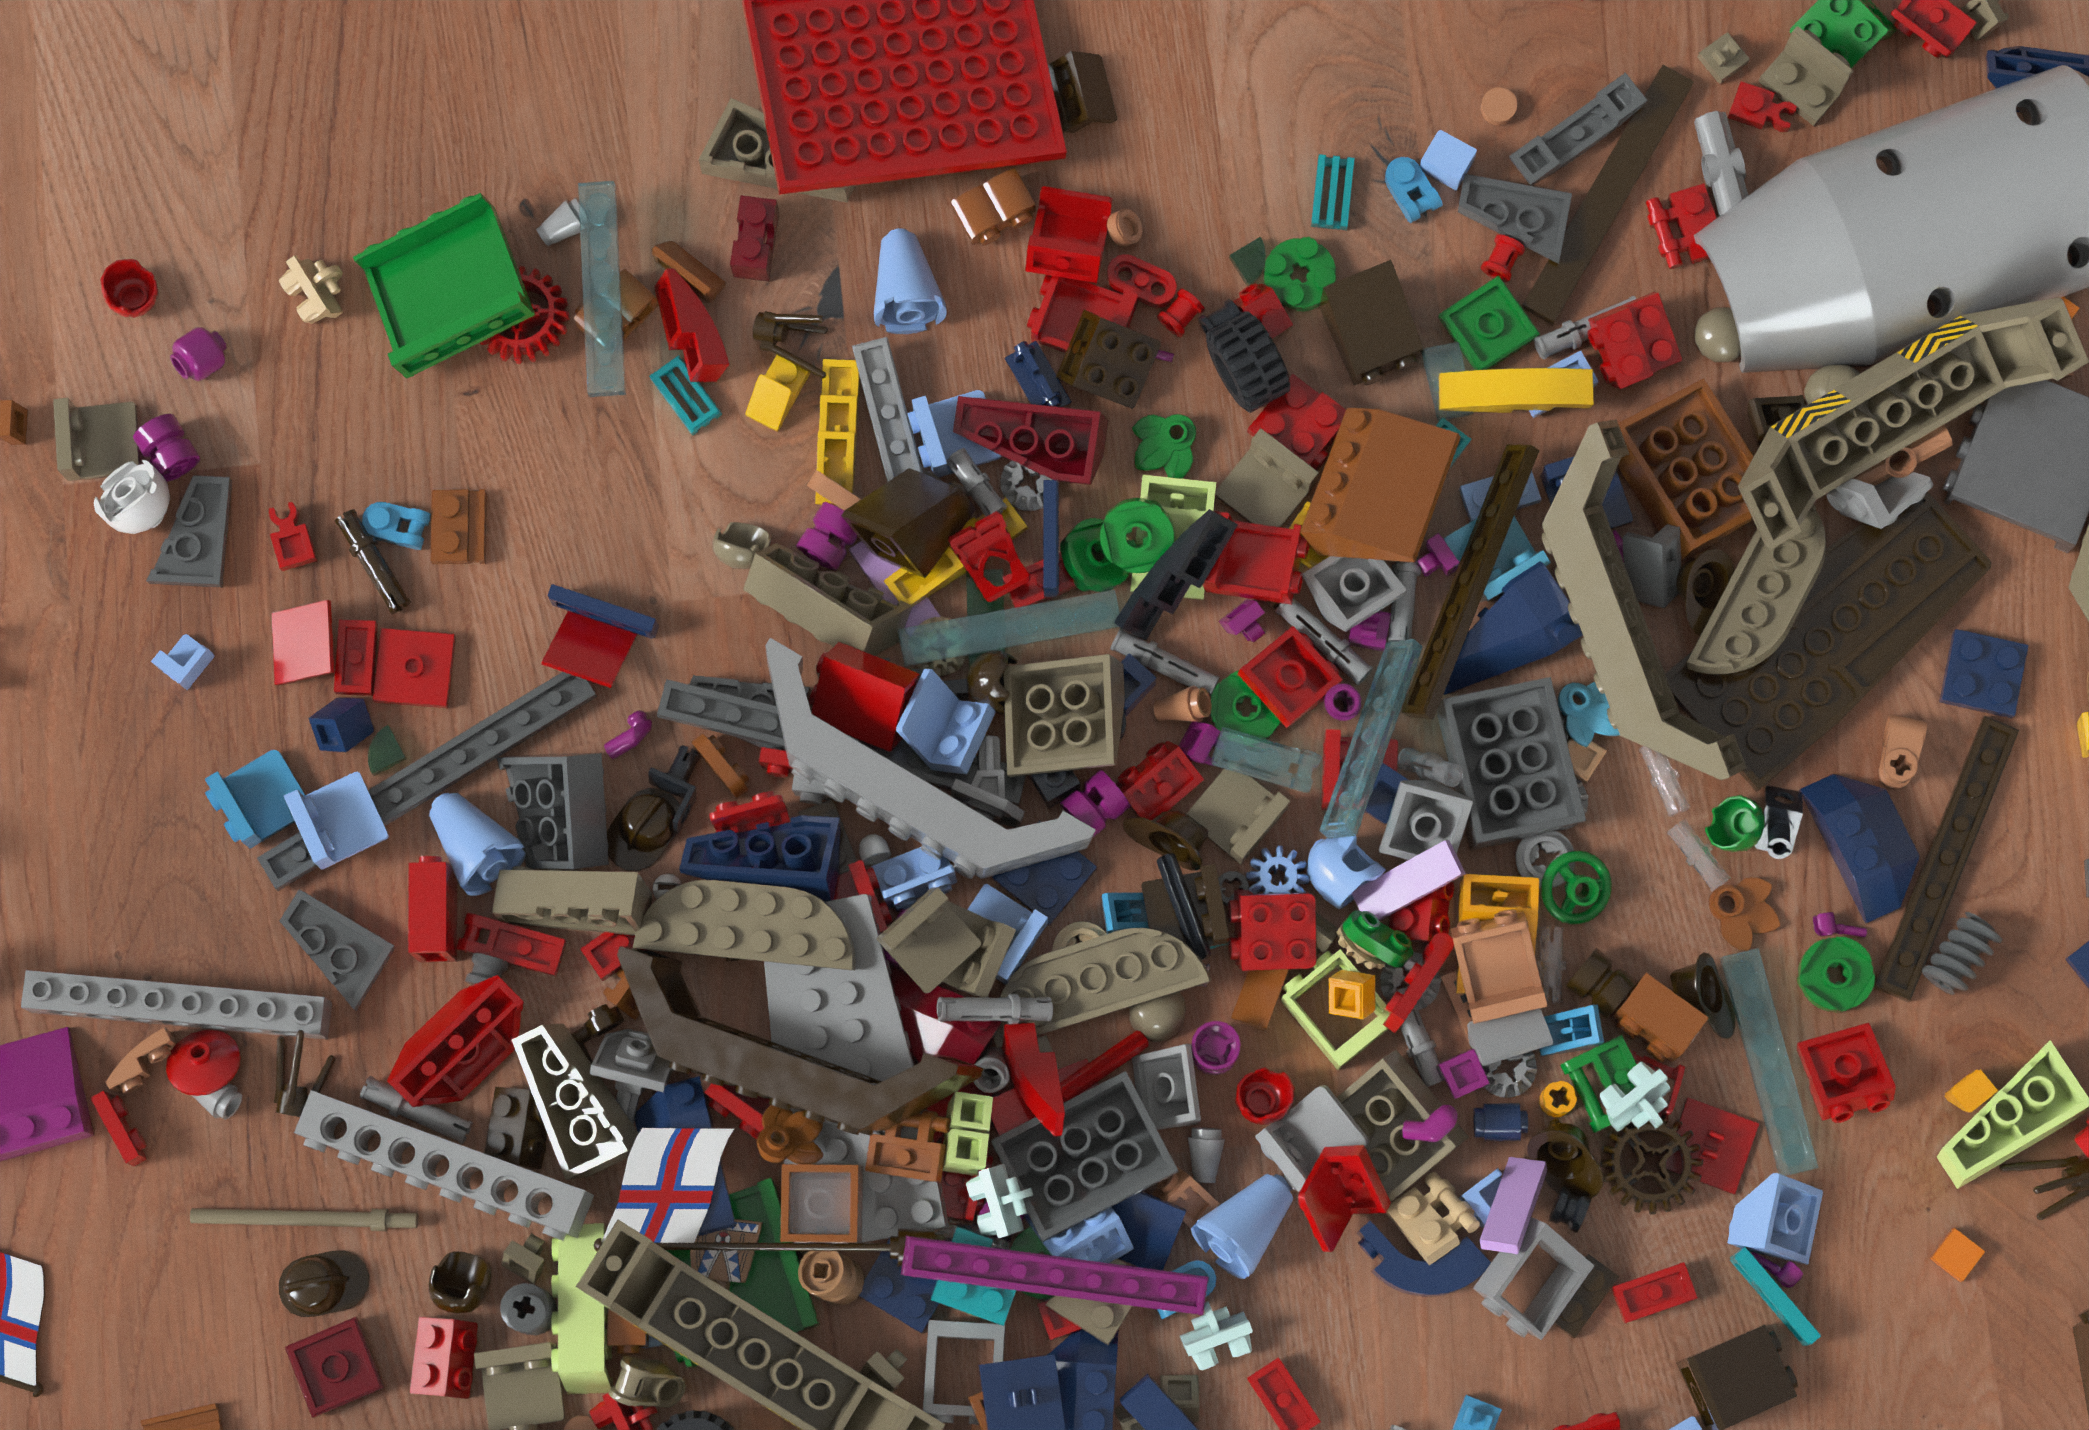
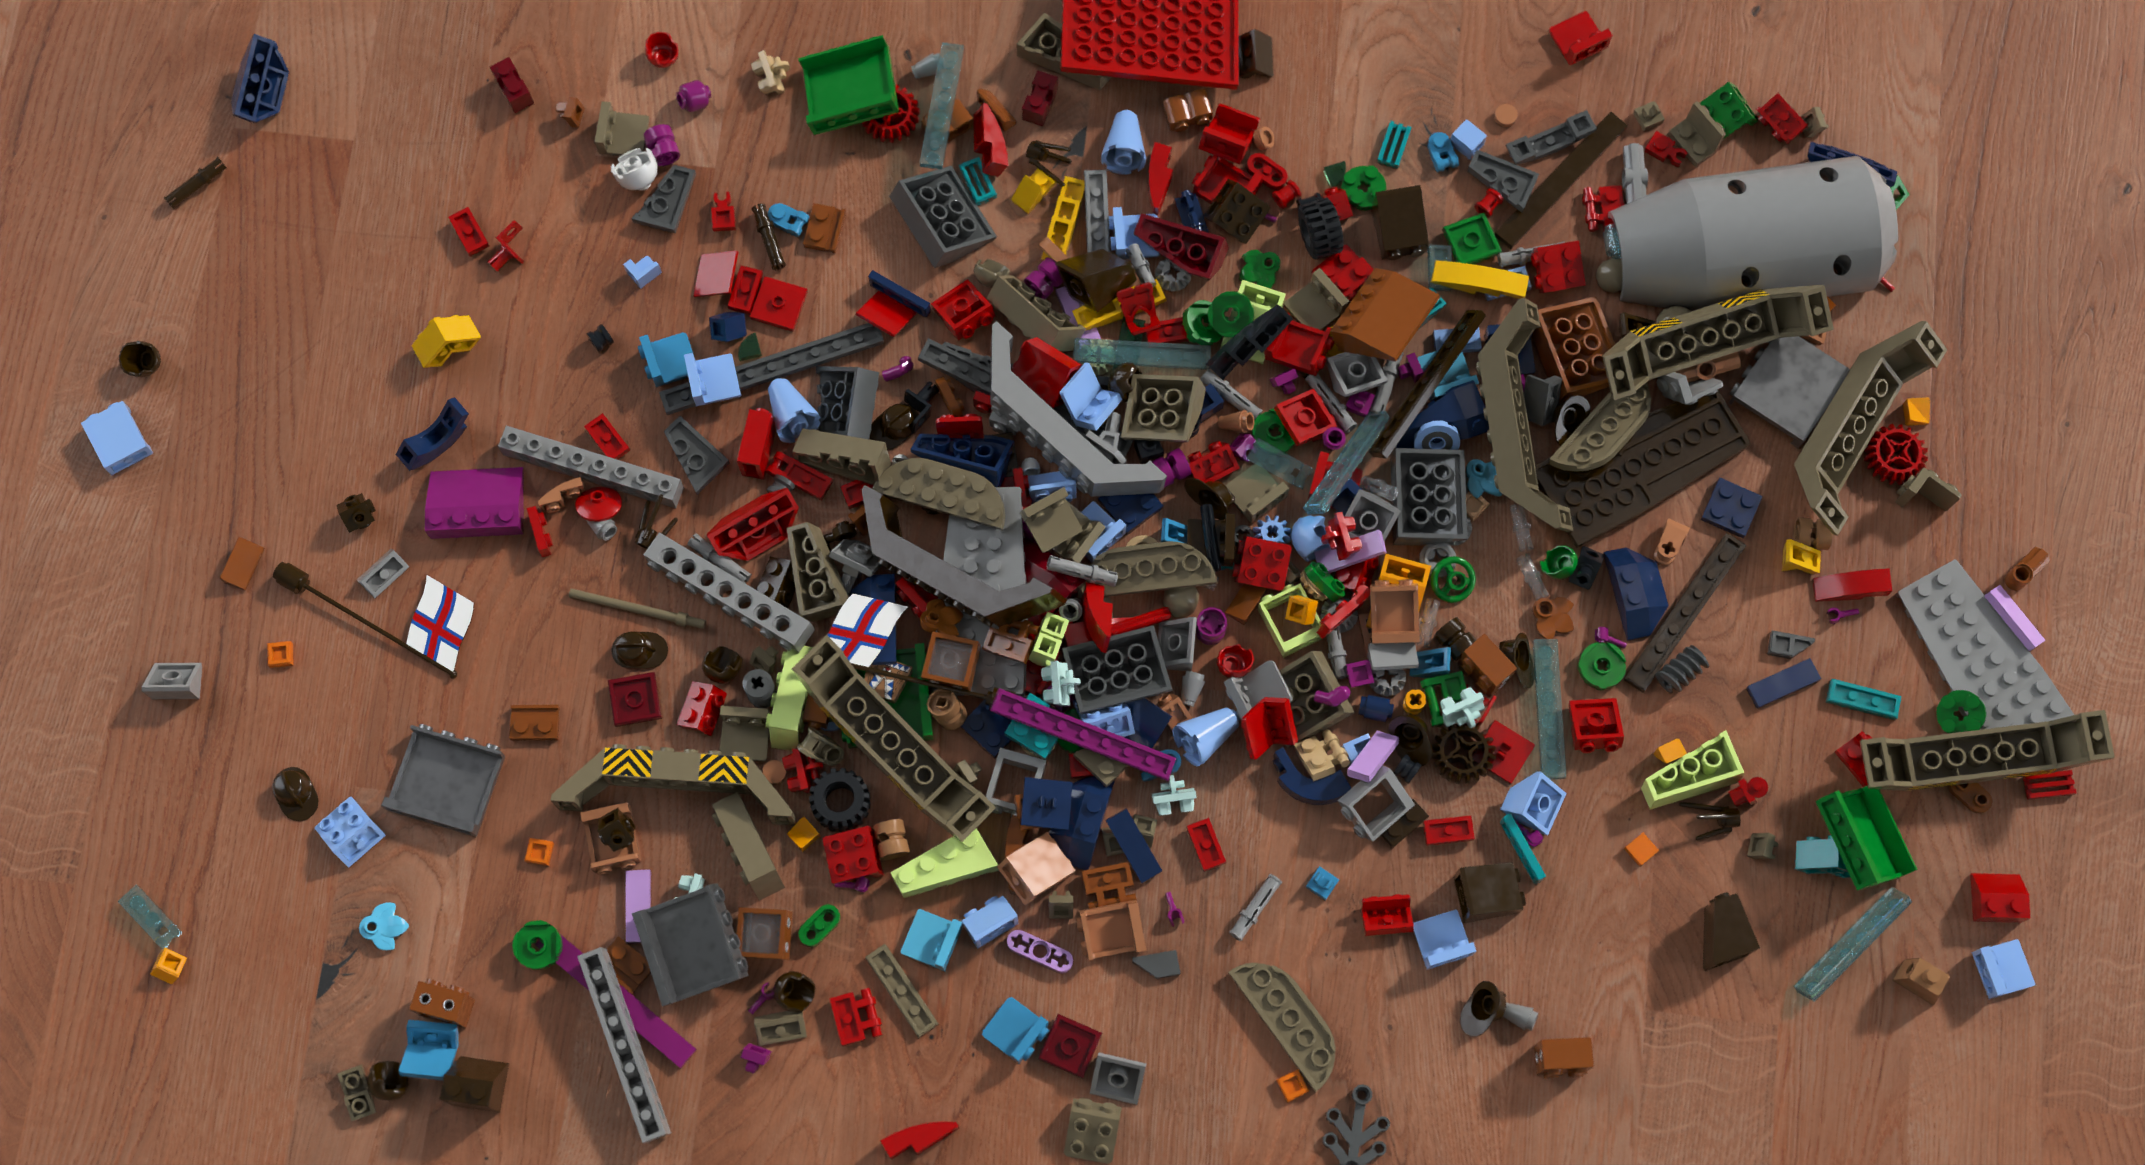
camera: 10 degrees right, 5 degrees down
(141, 788) = (600, 338): none -> black wheel
(191, 950) = (607, 437): none -> red plate
(641, 466) = (941, 215): none -> dark grey slope
(711, 616) = (964, 310): none -> red plate
(972, 327) = (1159, 176): none -> red slope
(1050, 538) = (1178, 306): dark blue tile -> none
(1385, 865) = (1338, 536): none -> red hips
(1521, 658) = (1437, 429): none -> light blue tile
(1708, 281) = (1611, 242): none -> clear light blue brick

